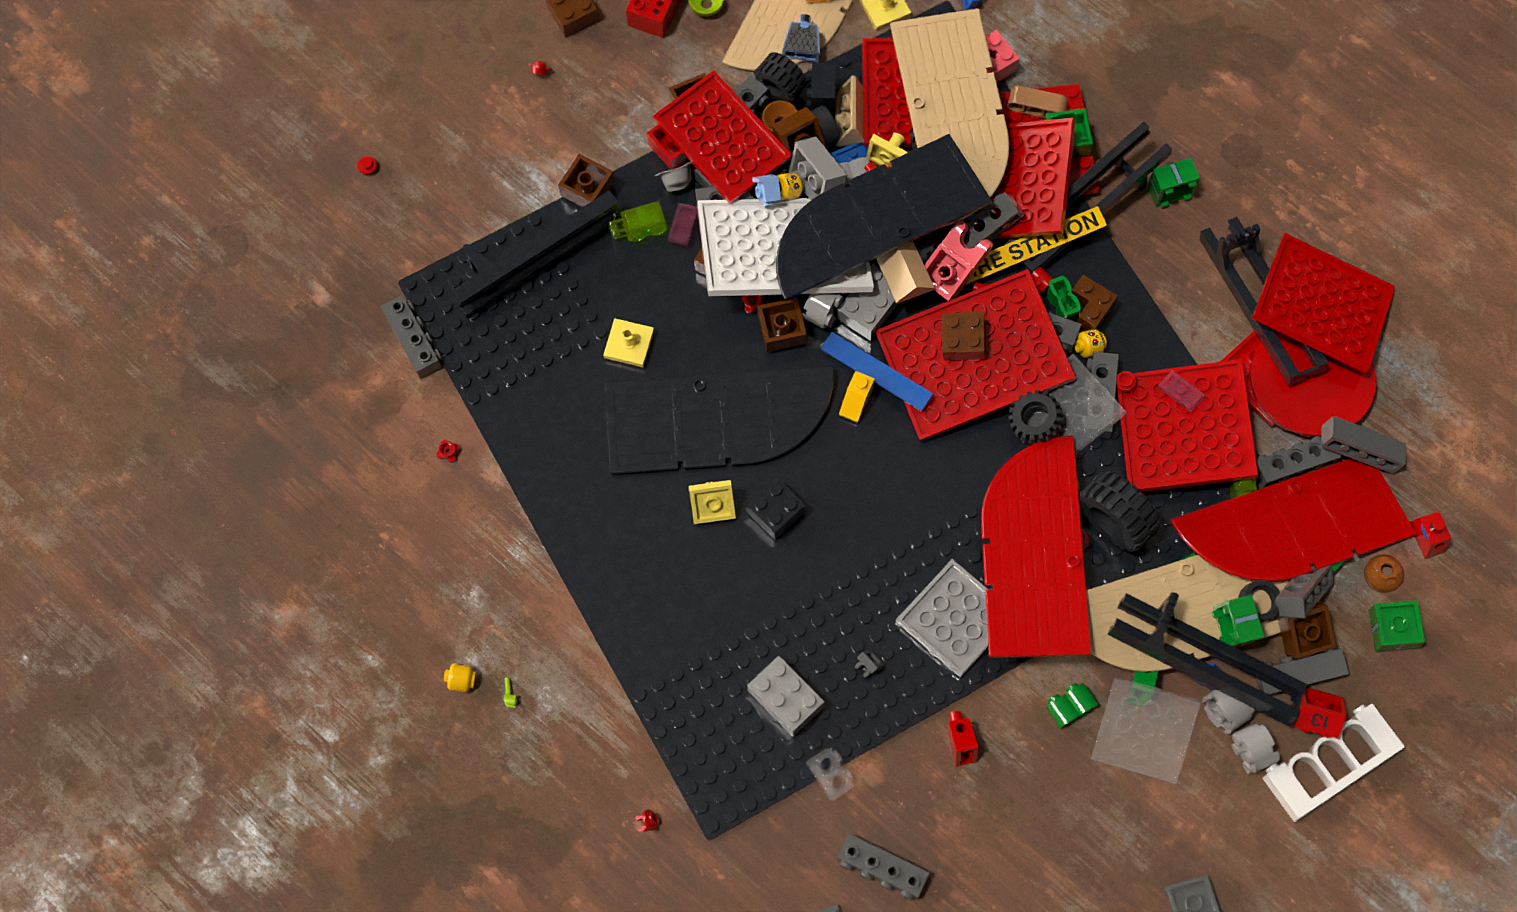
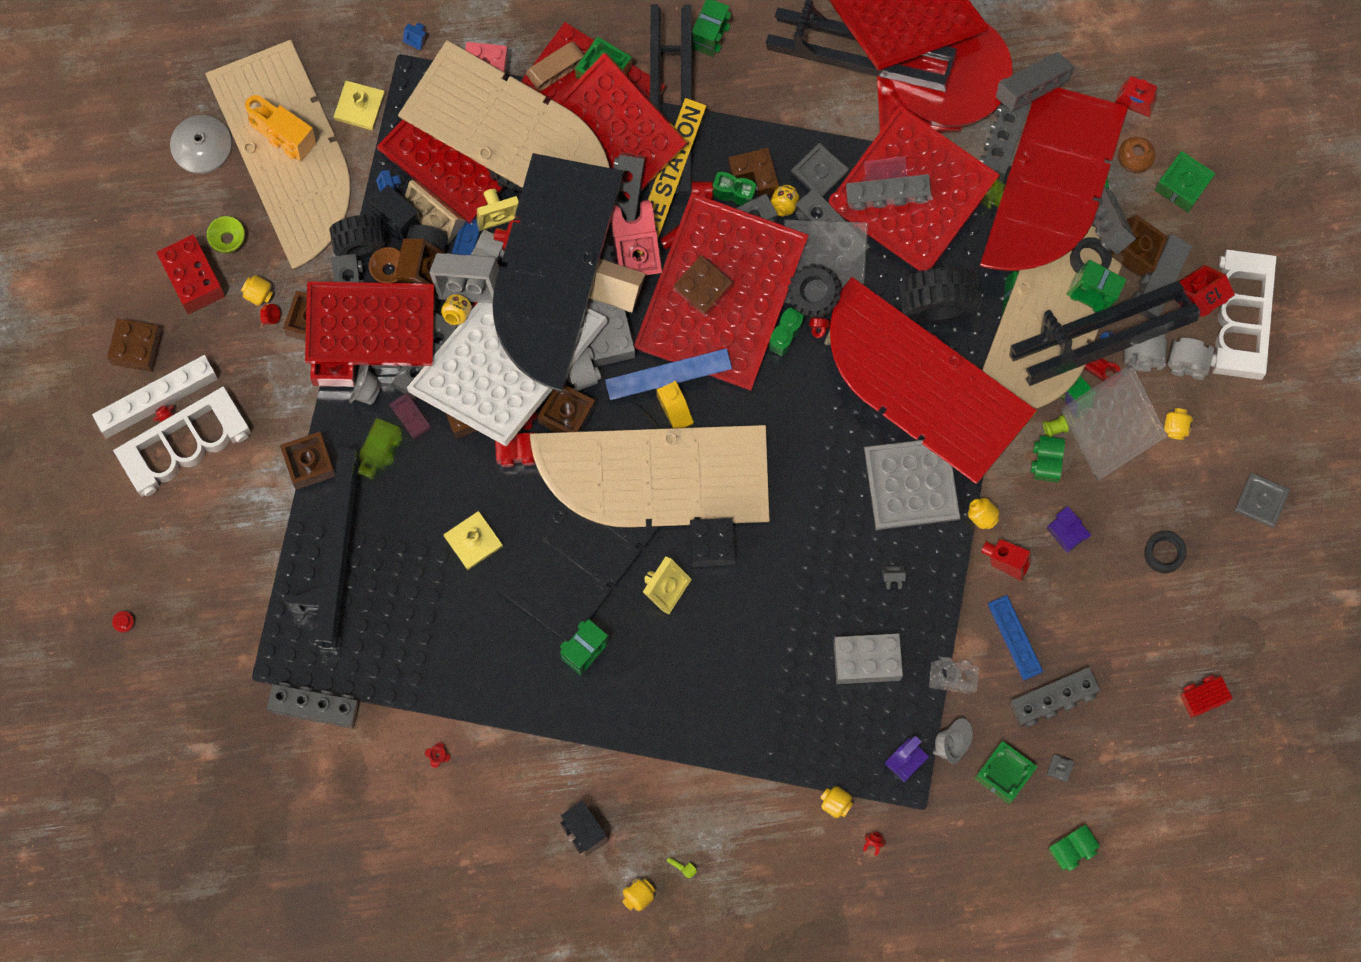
camera: 55 degrees left, 5 degrees up
(475, 595) = (584, 828): none -> black brick
(553, 52) = (156, 394): none -> white brick
(569, 119) = (136, 468): none -> white fence
(612, 481) = (584, 646): none -> green container
(654, 765) = (836, 802): none -> yellow head
(675, 74) = (269, 314): none -> red tile
(684, 52) = (257, 290): none -> yellow head
(724, 315) = (516, 451): none -> red brick
(731, 791) = (907, 759): none -> dark purple piece
(767, 189) = (448, 326): light blue brick -> none
(780, 817) = (954, 742): none -> light grey piece
(788, 877) = (1005, 772): none -> green container
(793, 427) = (658, 474): none -> tan door
(802, 40) = (334, 192): torso -> none
(843, 69) = (385, 179): none -> blue tile
(905, 798) = (1015, 638): none -> blue tile
(981, 690) = (983, 513): none -> yellow head
(993, 427) = (787, 330): none -> green brick
(1016, 445) = (819, 323): none -> red tile
(1027, 767) = (1068, 530): none -> dark purple piece
(1091, 847) = (1164, 568): none -> black tyre
(1100, 689) = (1055, 426): none -> lime bush
(1138, 350) = (820, 170): none -> dark grey plate
(1166, 407) = (889, 191): none -> dark grey brick
(1181, 683) = (1100, 367): none -> red piece
(1193, 784) = (1178, 424): none -> yellow head

